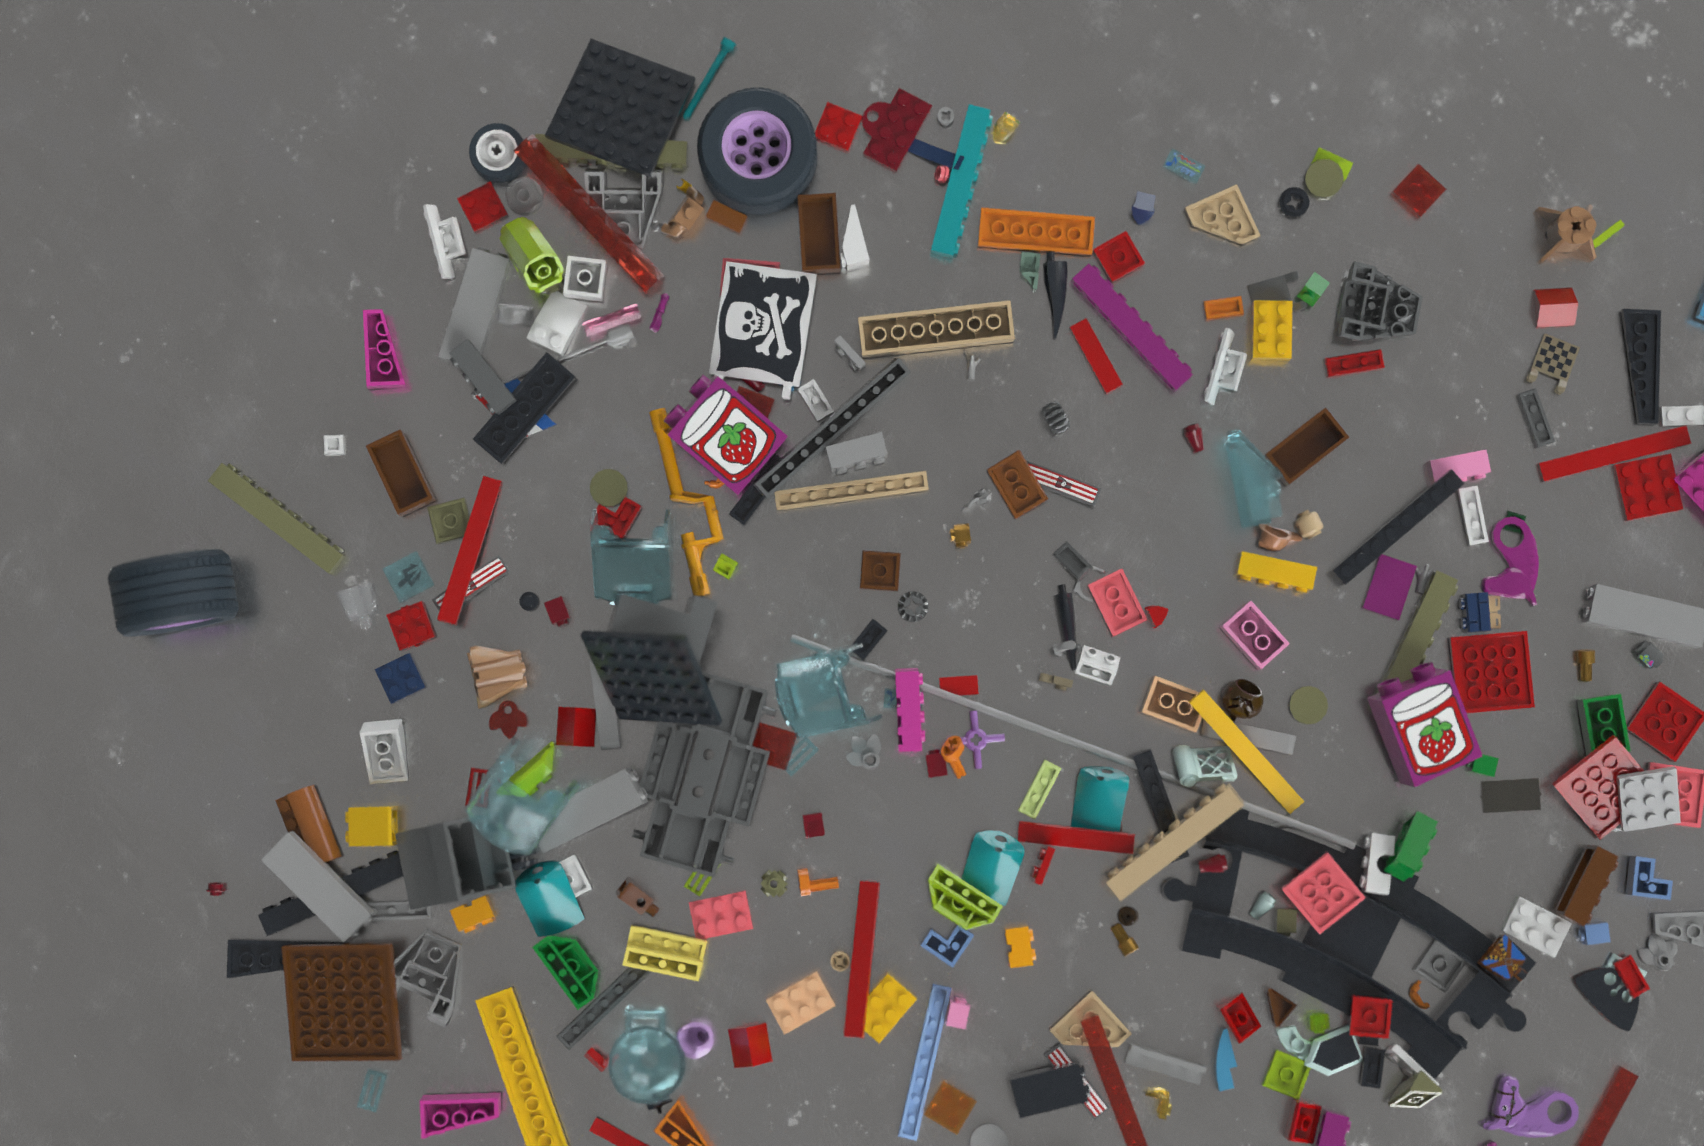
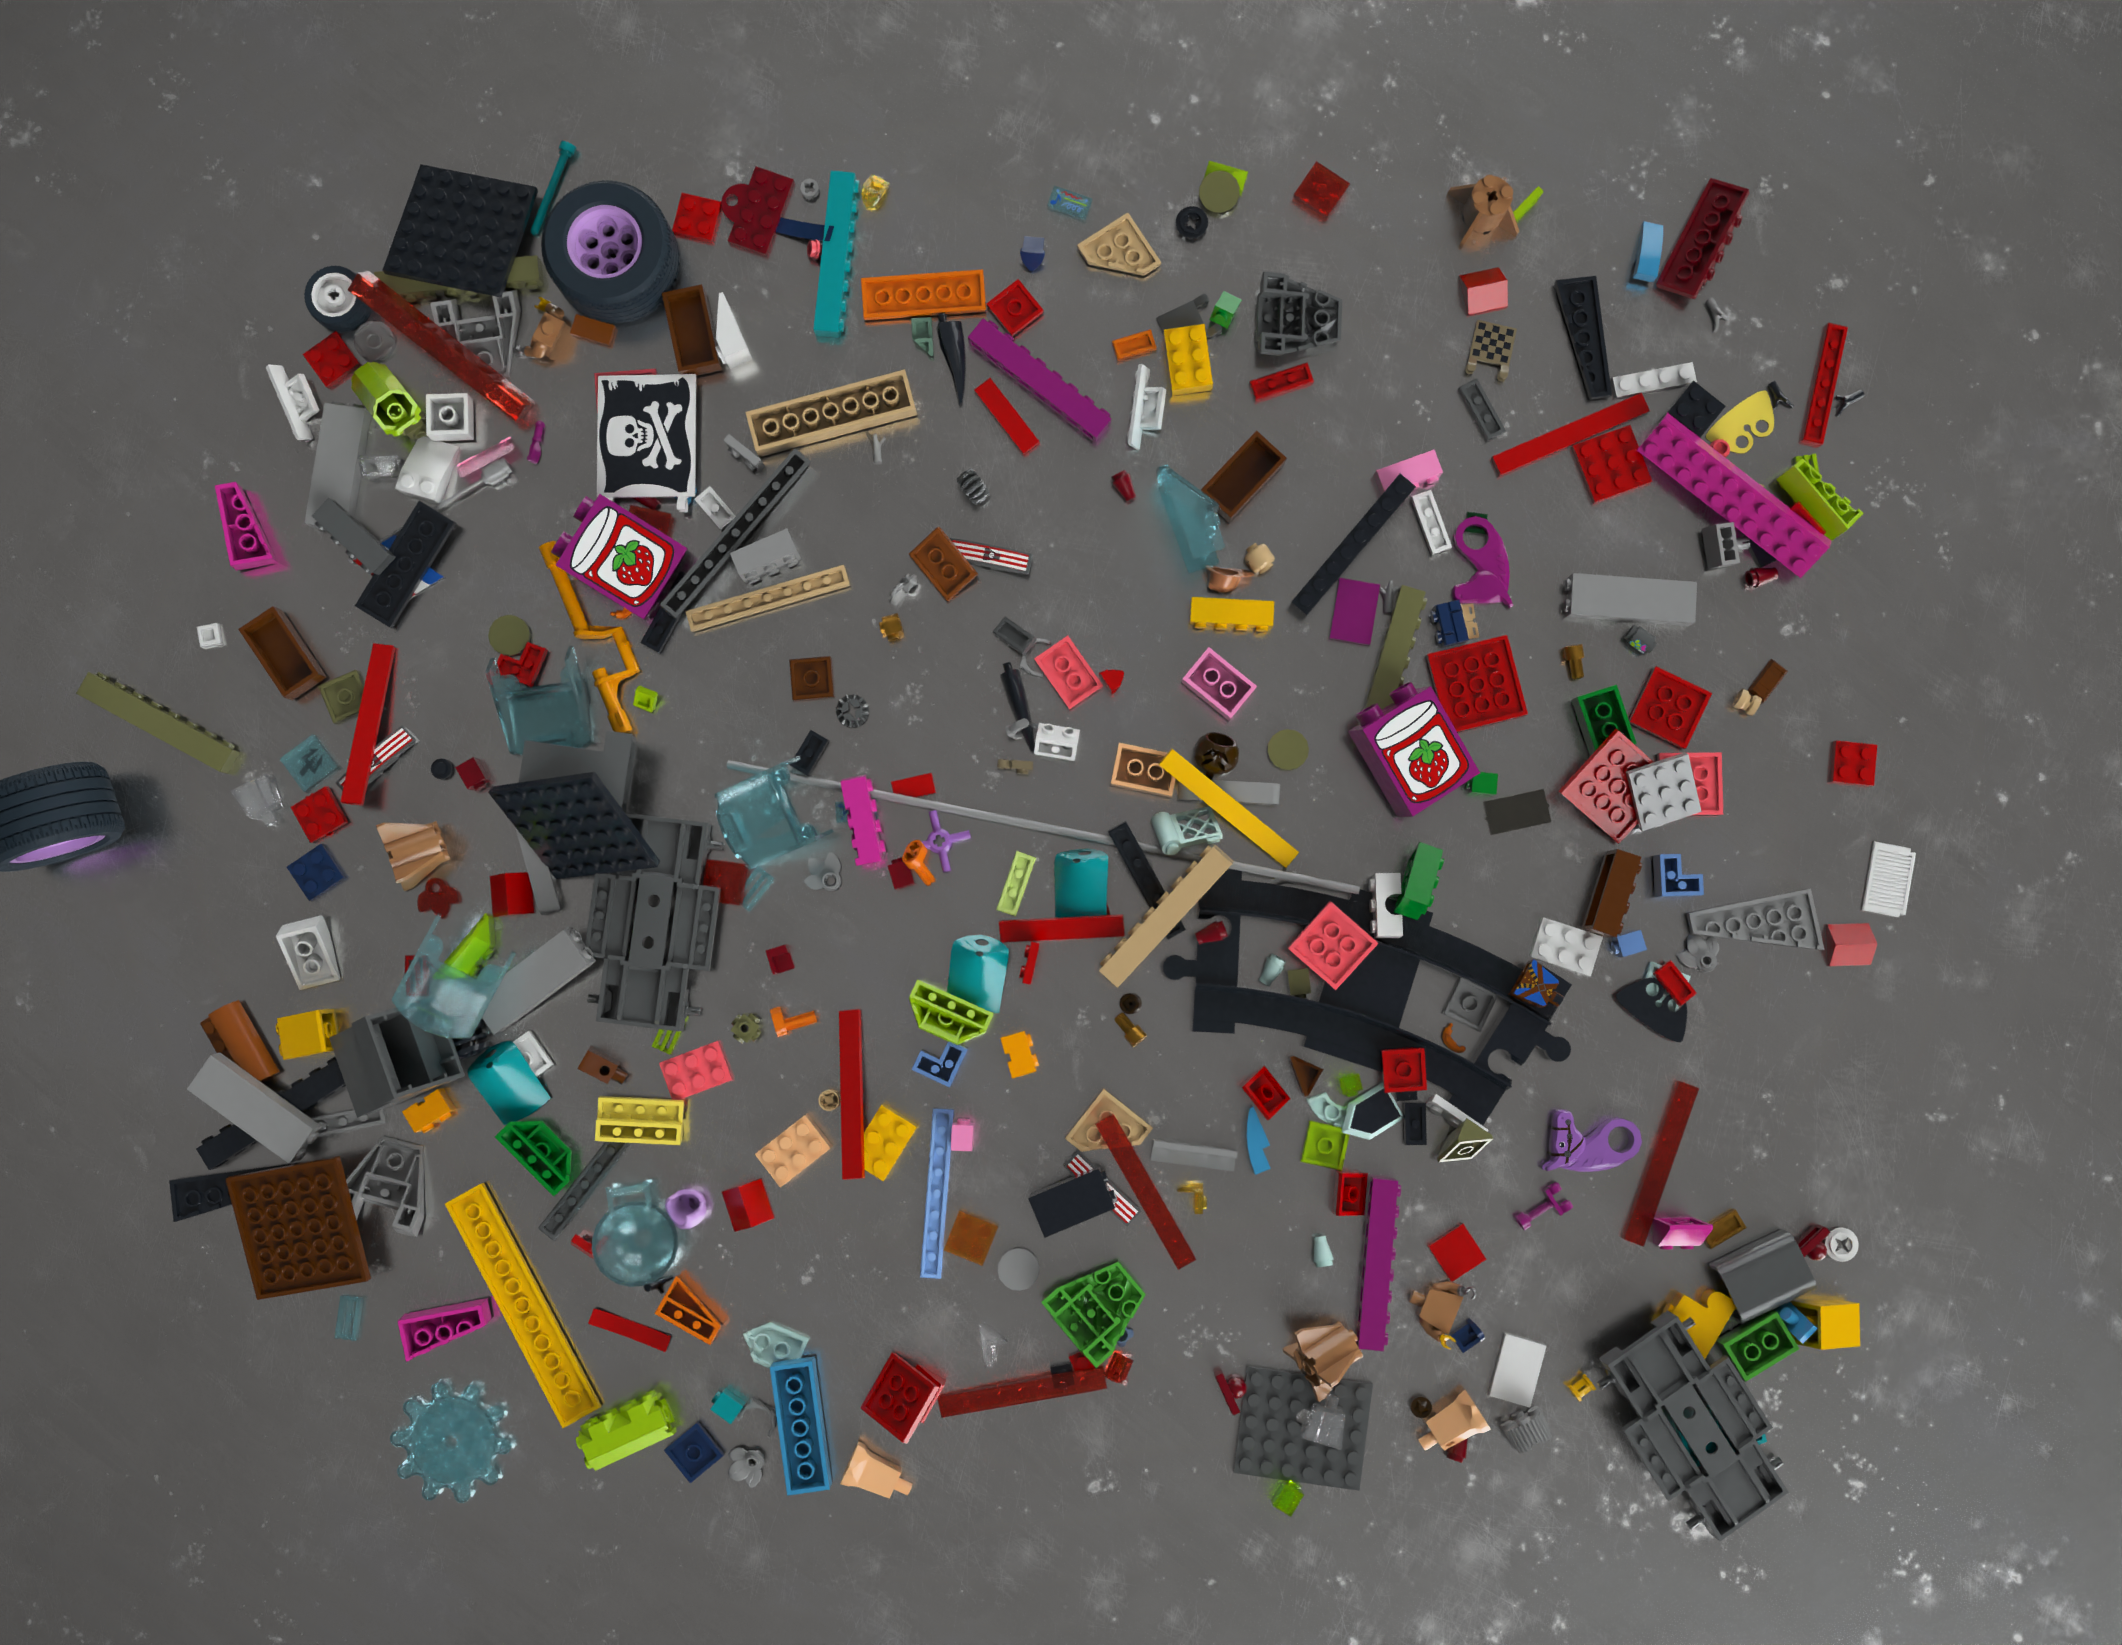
camera: 10 degrees left, 0 degrees up
(215, 888) = (149, 1127): dark red plate -> none

